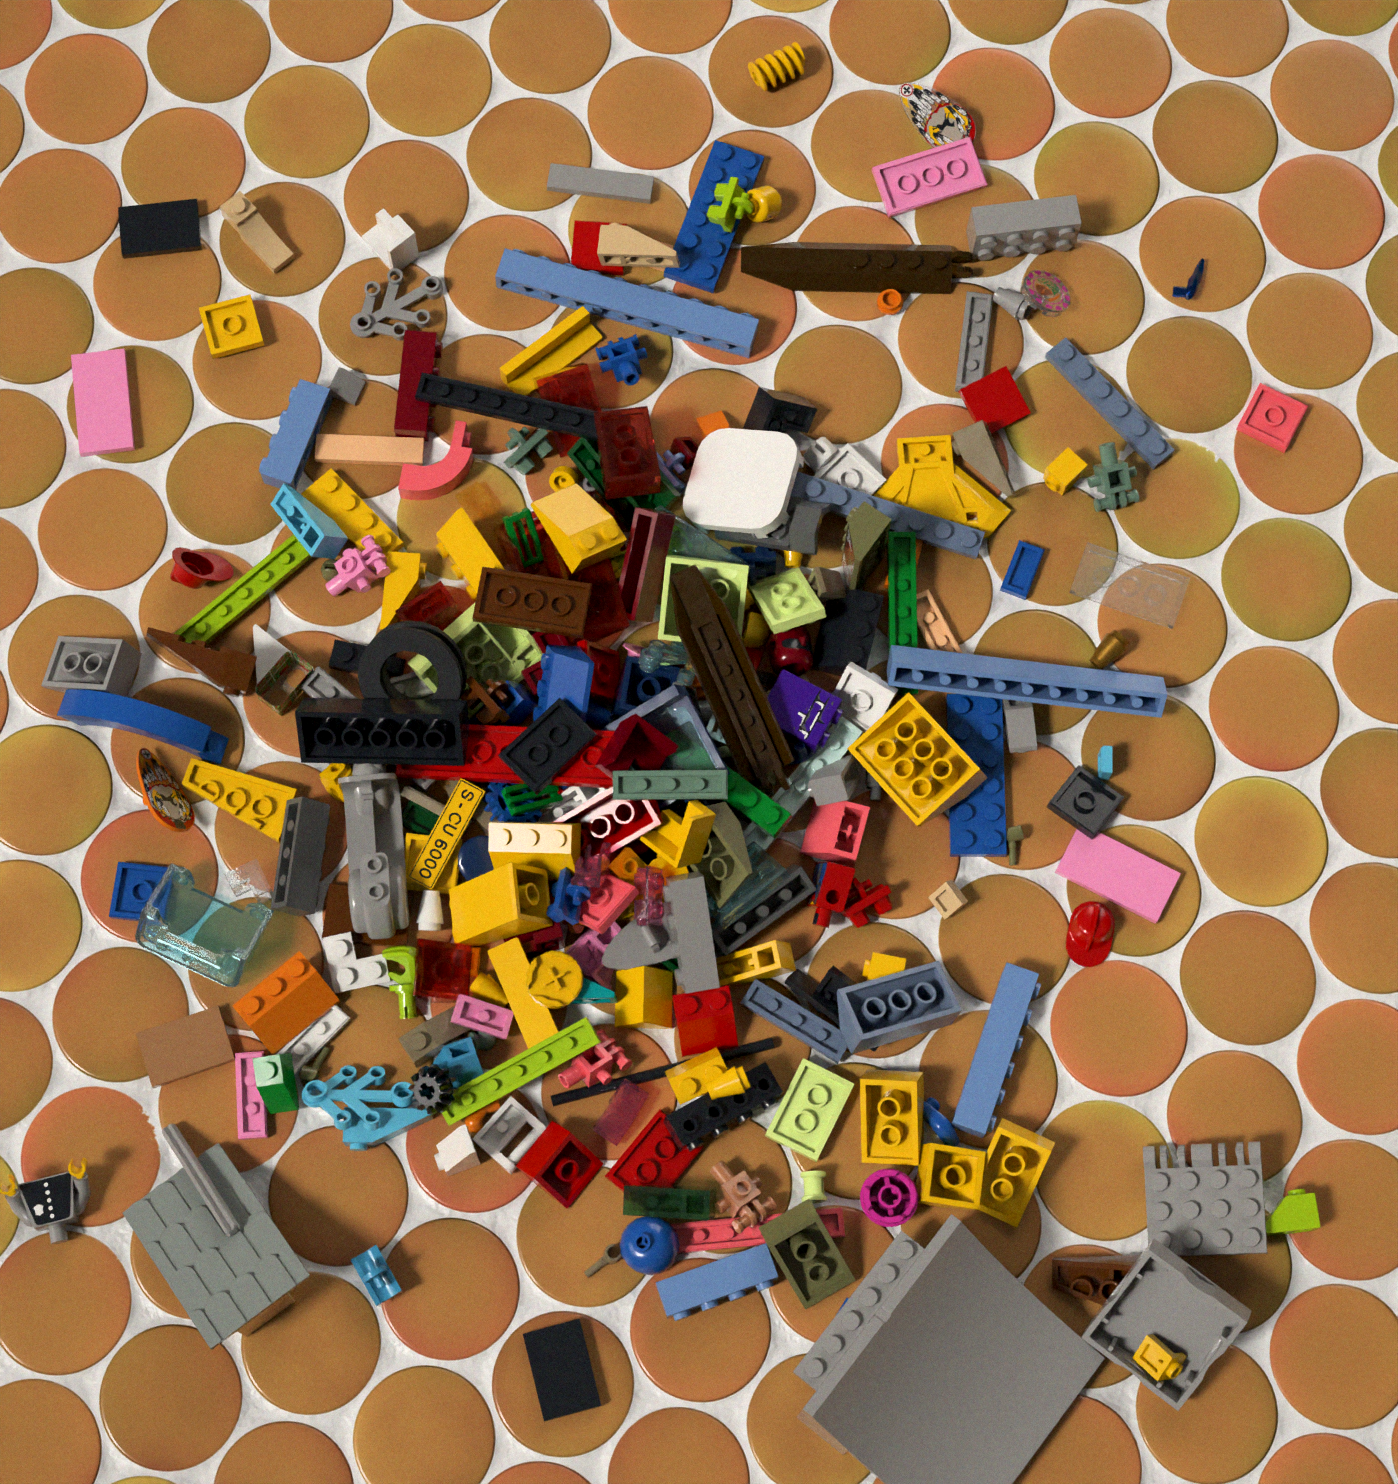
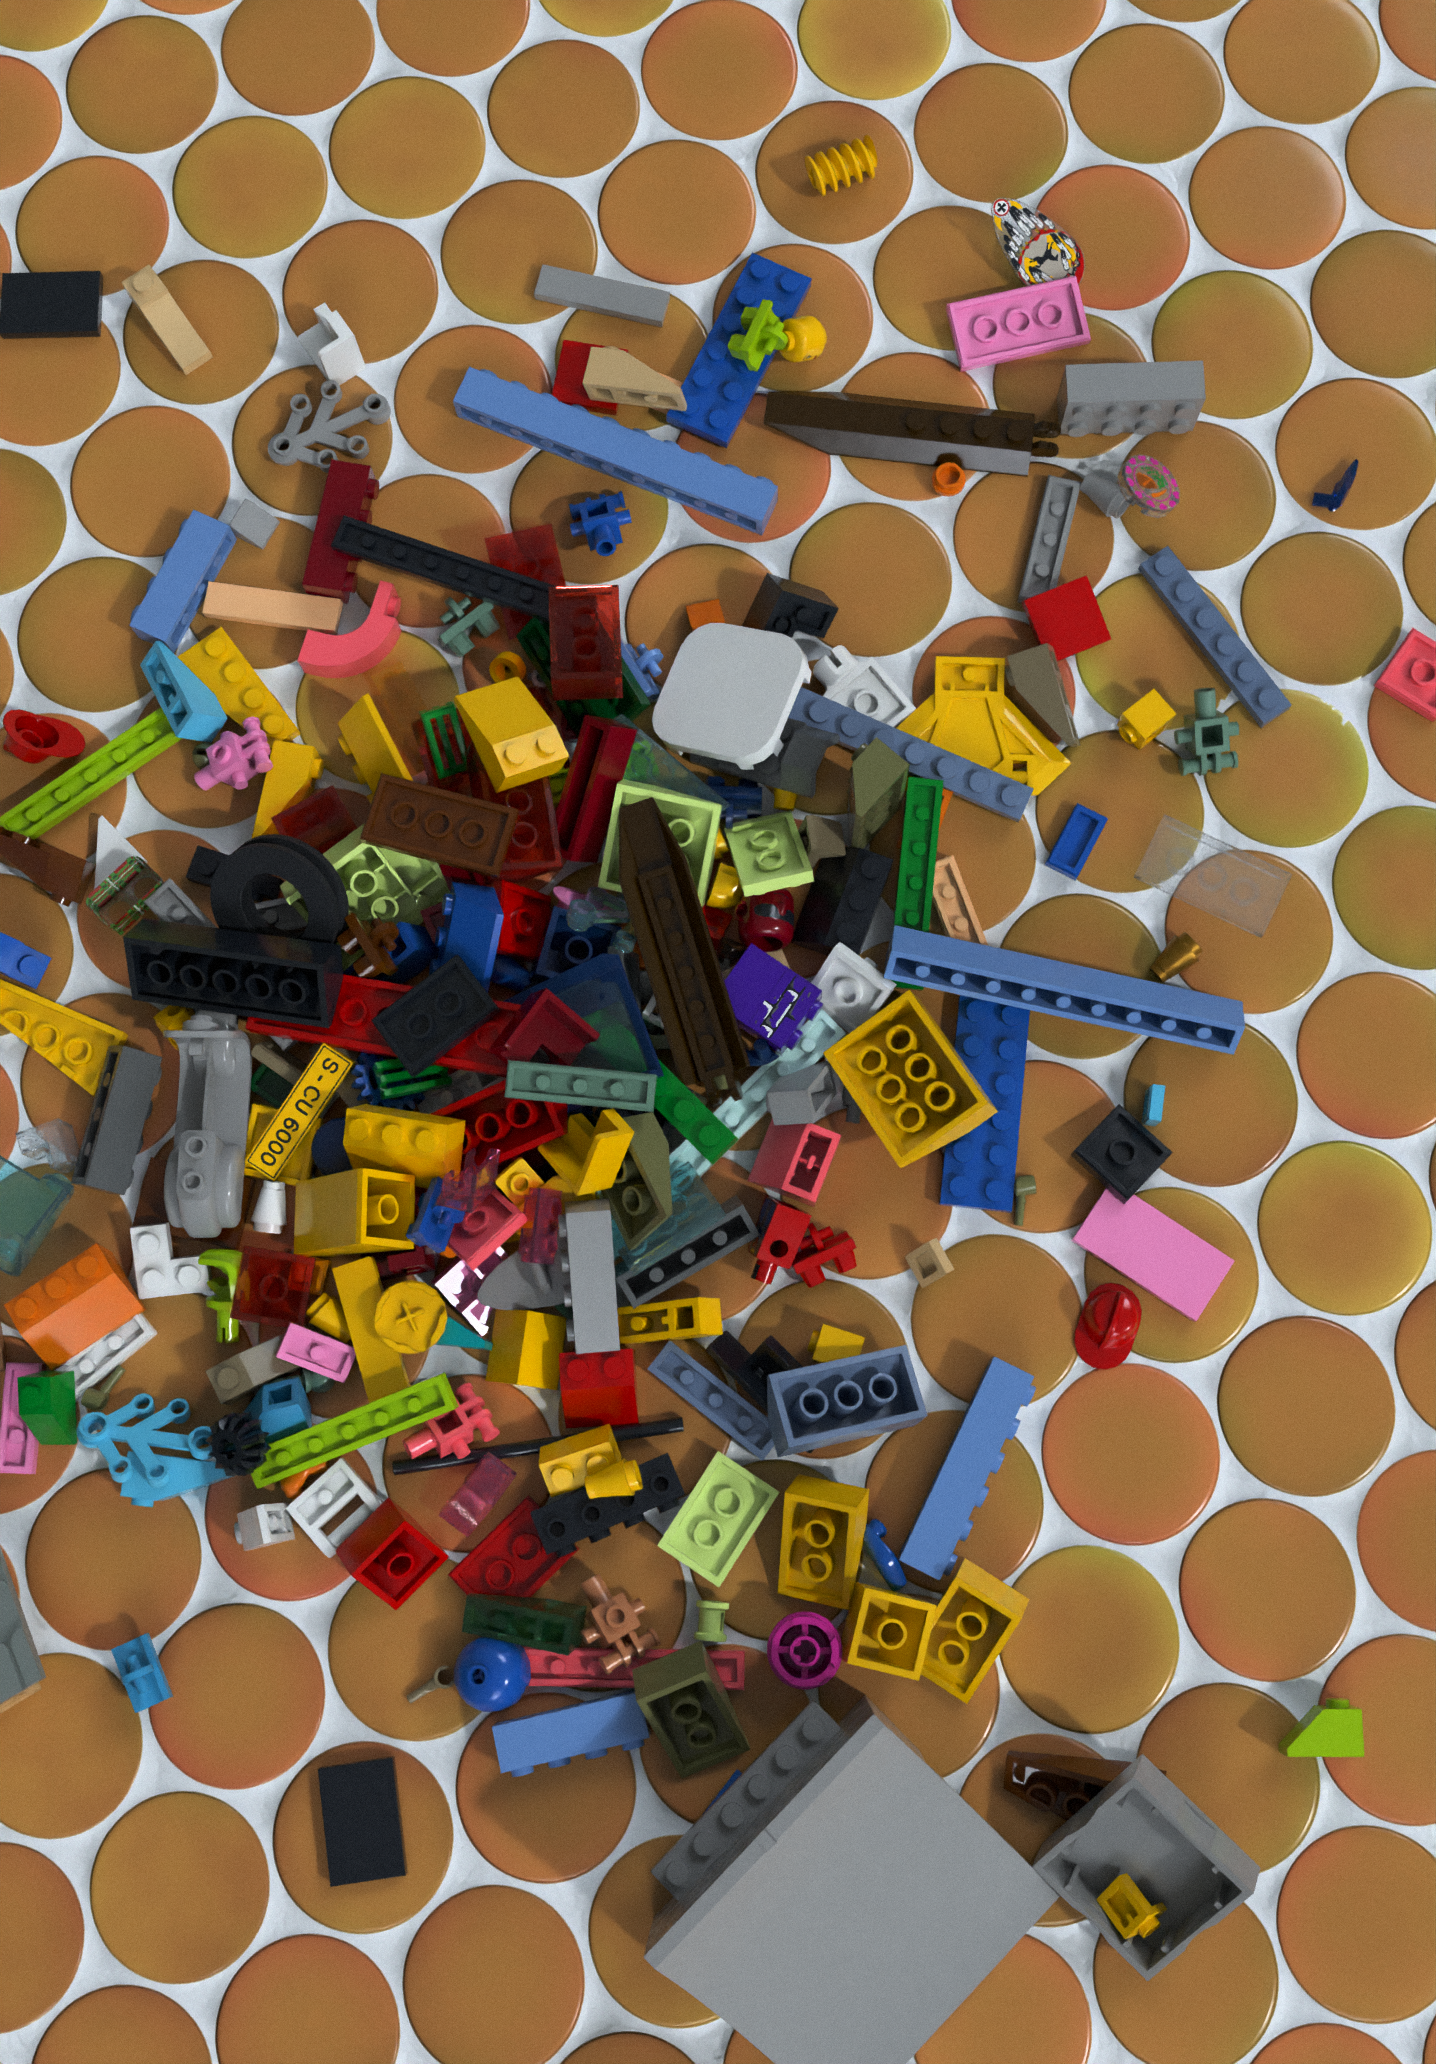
camera: 15 degrees right, 5 degrees up
(231, 326) = (121, 435): yellow plate -> none
(551, 352) = (513, 504): yellow panel -> none
(687, 447) = (668, 642): dark red slope -> none
(1020, 726) = (1048, 1047): light grey slope -> none
(1206, 1205) = (1215, 1708): light grey hinge -> none

